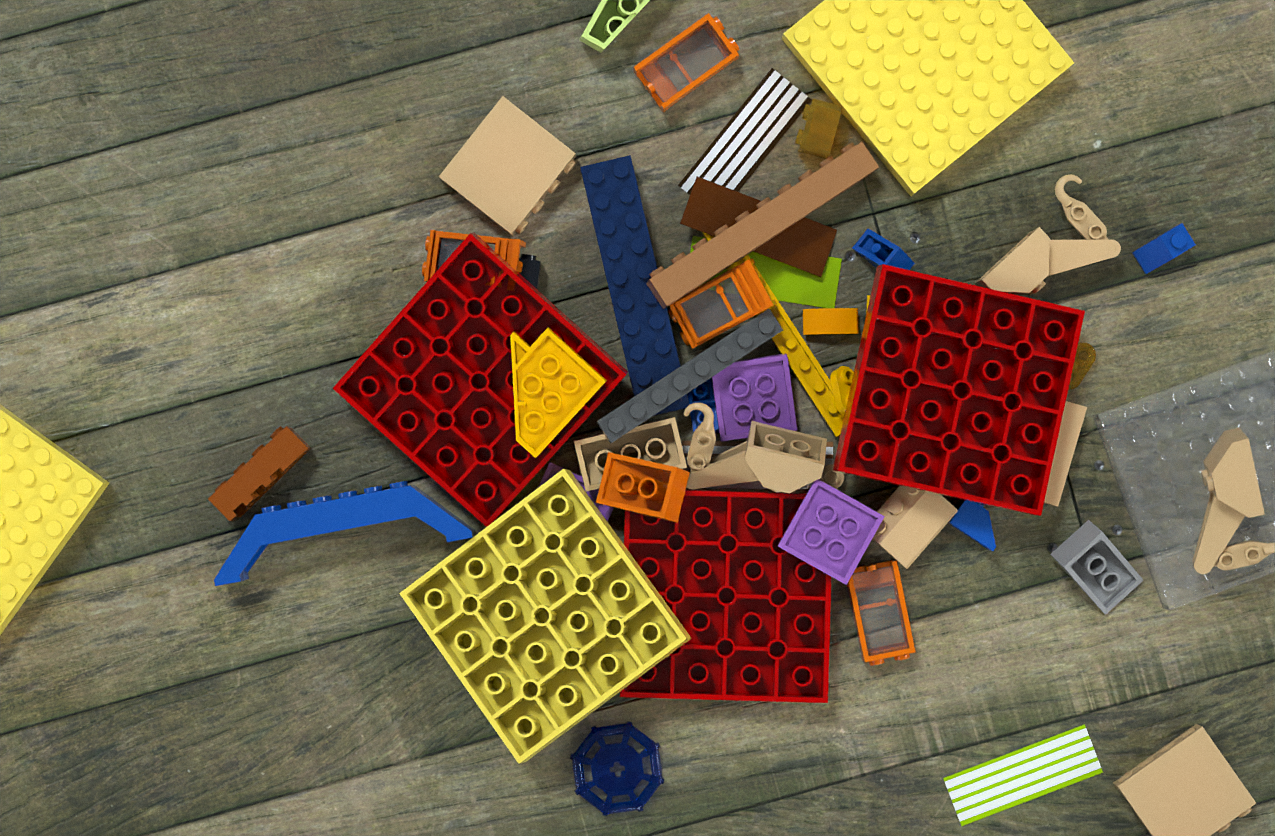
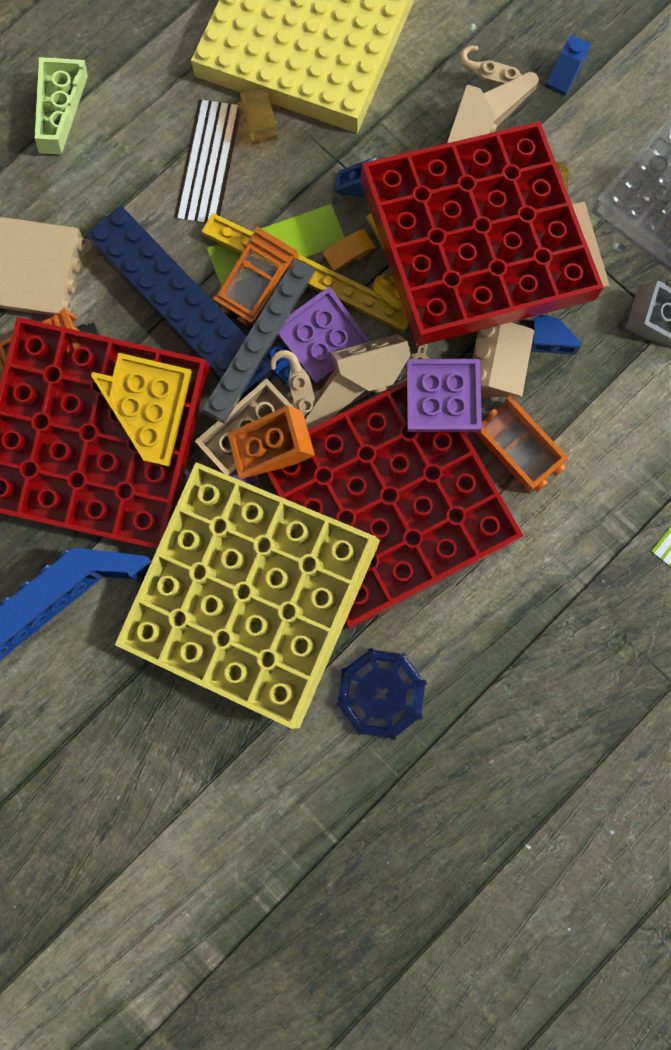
camera: 25 degrees left, 10 degrees down
(686, 61) = (129, 124): clear door -> none
(761, 225) = (251, 204): medium nougat brick -> none
(801, 245) = (251, 209): reddish brown sticker -> none

